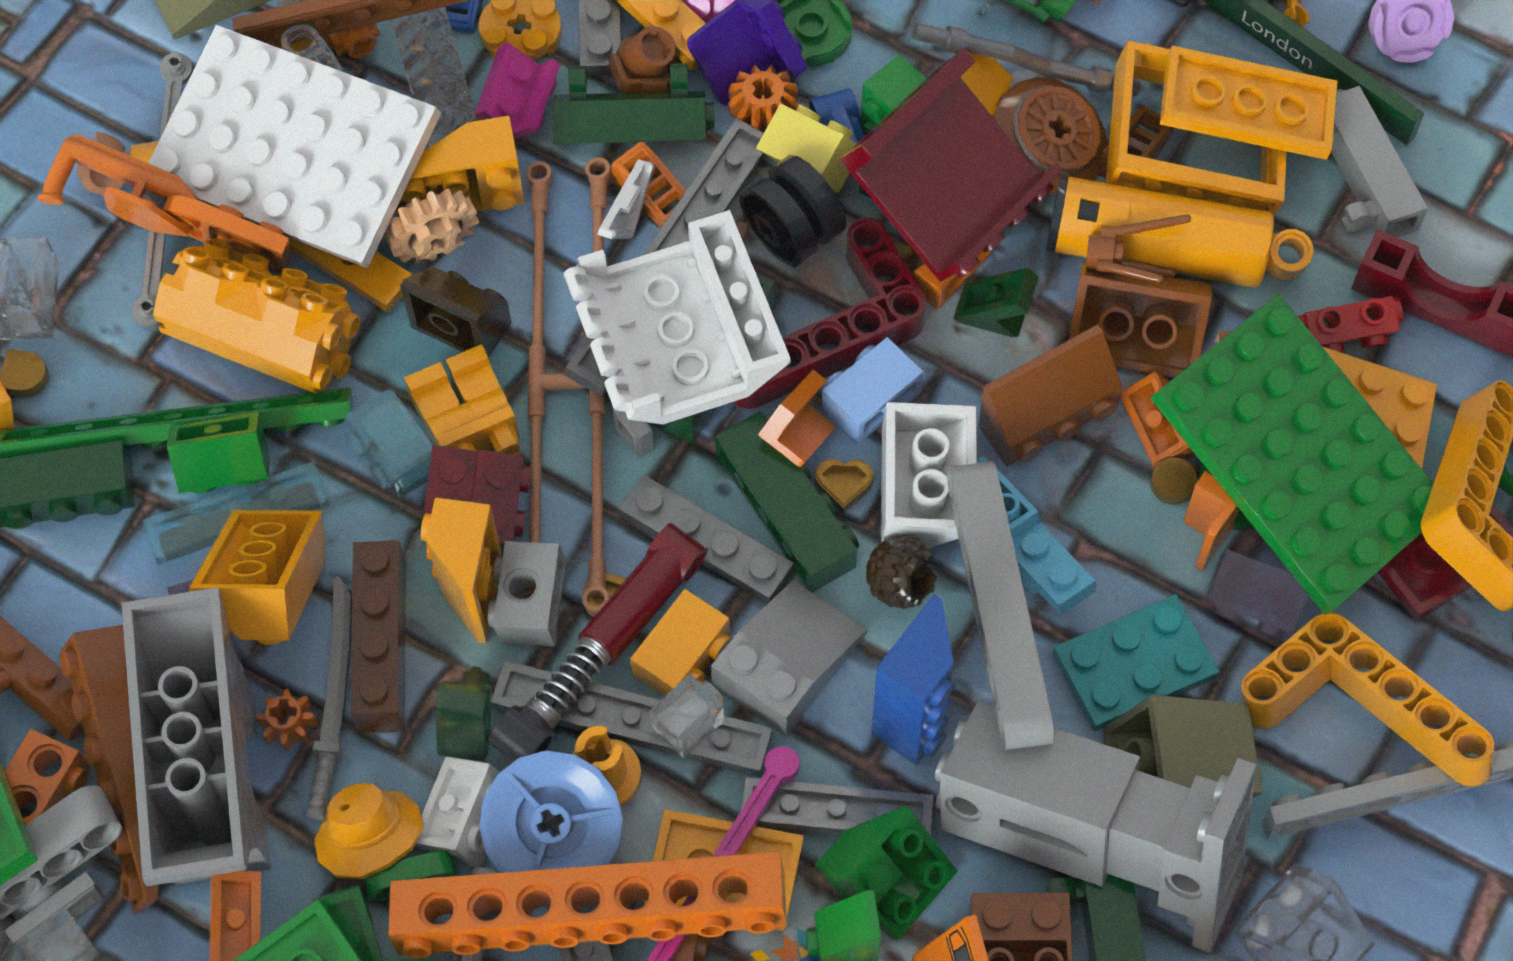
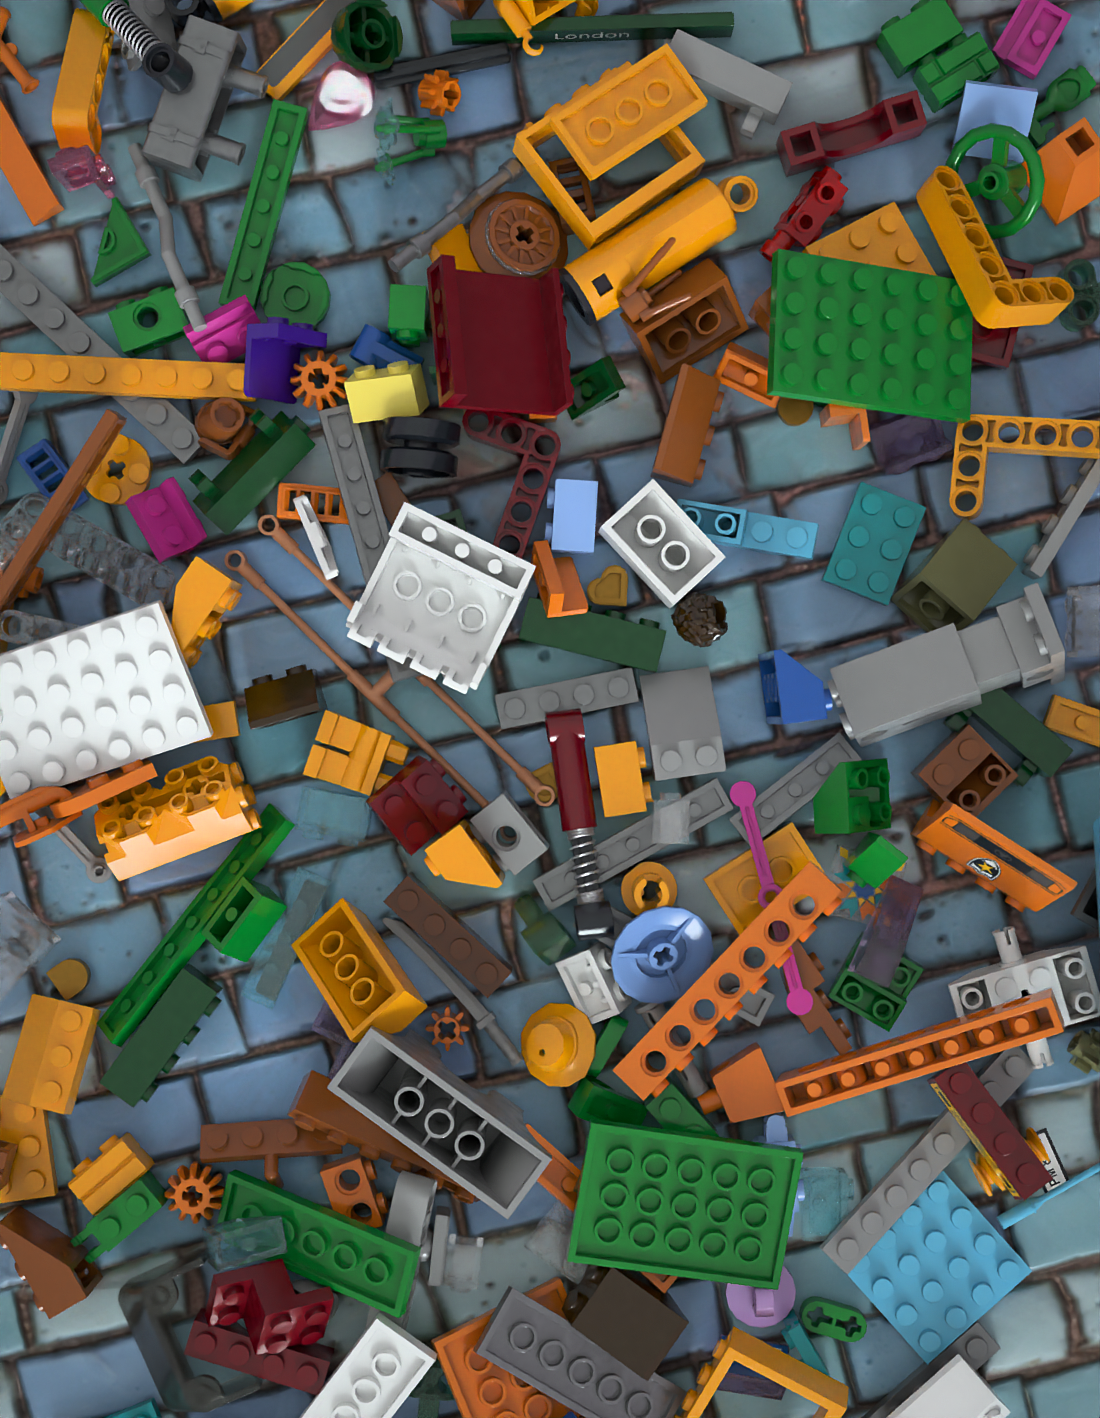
camera: 45 degrees left, 25 degrees up
(431, 226) = (217, 664): light nougat gear -> none
(1000, 606) = (791, 601): light grey beam -> none

